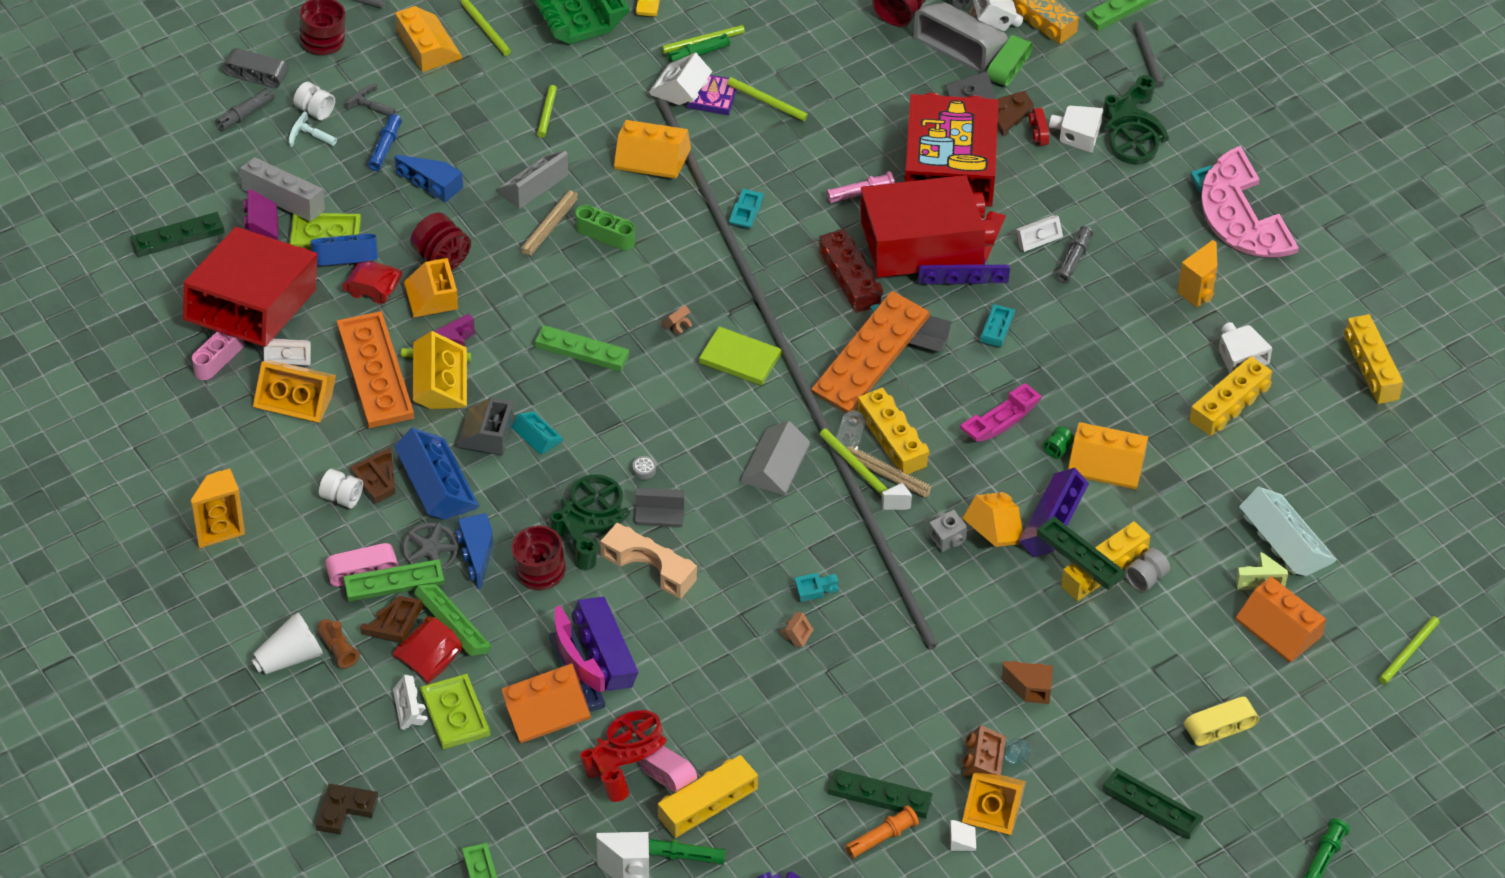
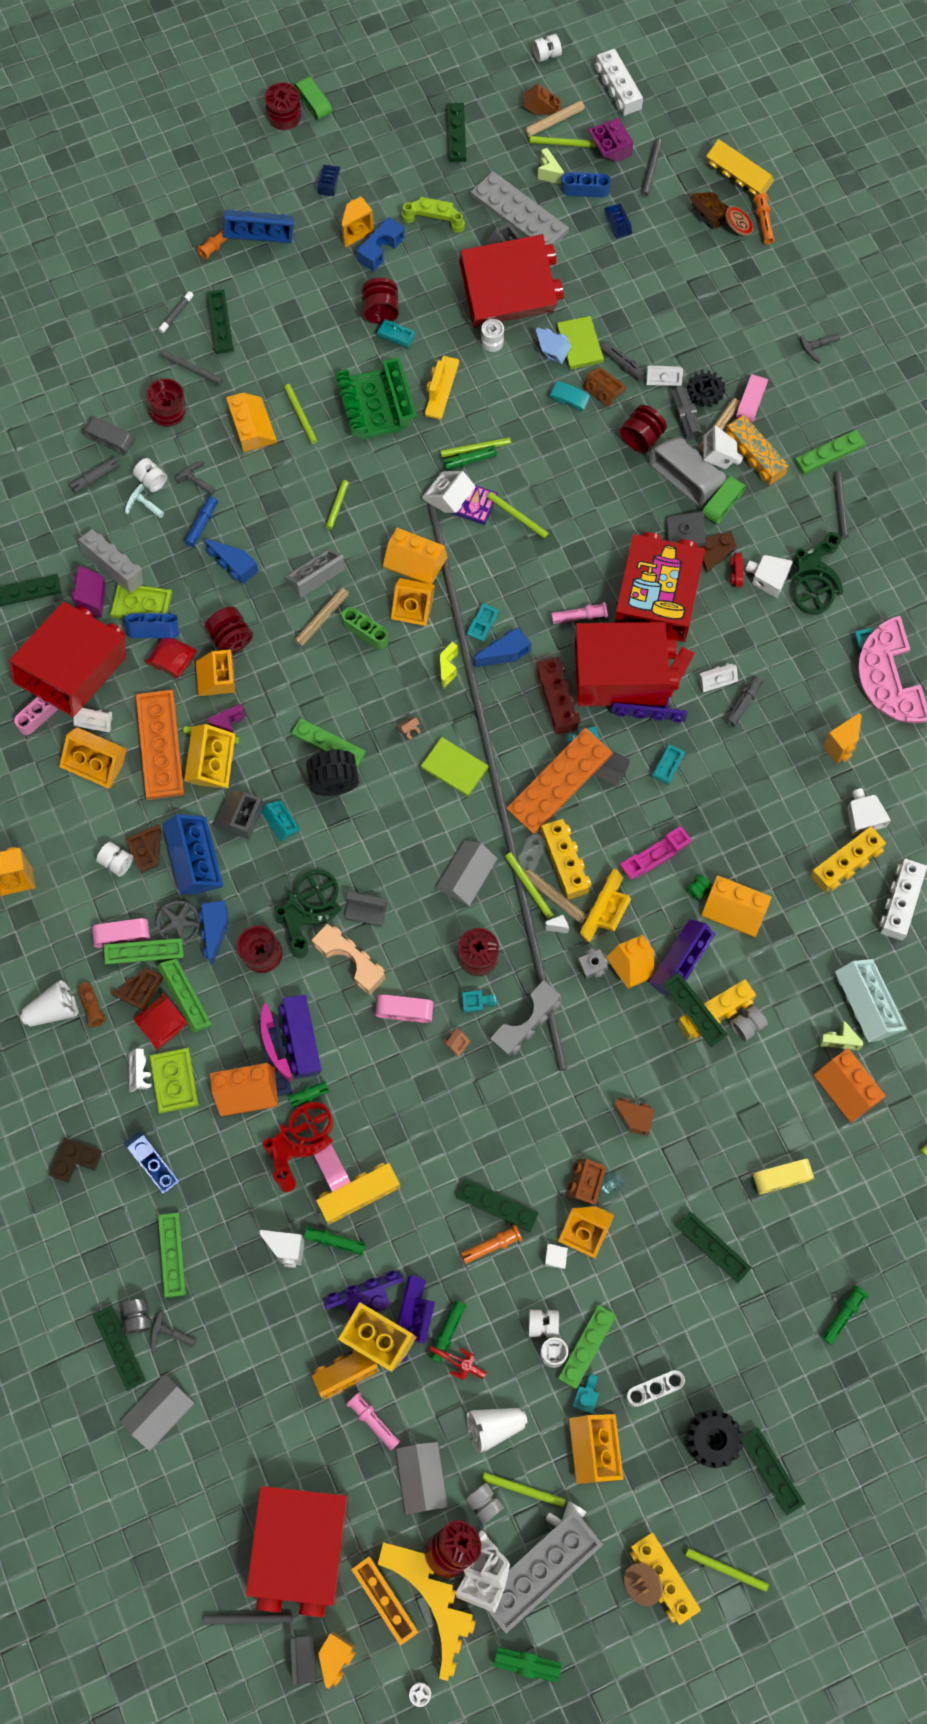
camera: 10 degrees right, 20 degrees up
(442, 795) = (151, 1162): none -> slope
(595, 368) = (332, 772): none -> black wheel
(625, 704) = (308, 1094): none -> green pin
(644, 467) = (360, 866): light grey tile -> none
(657, 196) = (412, 601): none -> light orange slope
(711, 254) = (448, 670): none -> neon yellow slope
(727, 603) = (404, 1008): none -> bright pink beam
(780, 231) = (507, 649): none -> blue slope
(806, 532) = (479, 962): none -> dark red wheel
(862, 616) = (511, 1037): none -> light grey arch
(953, 475) = (607, 909): none -> yellow bracket
(1304, 429) = (903, 899): none -> white brick

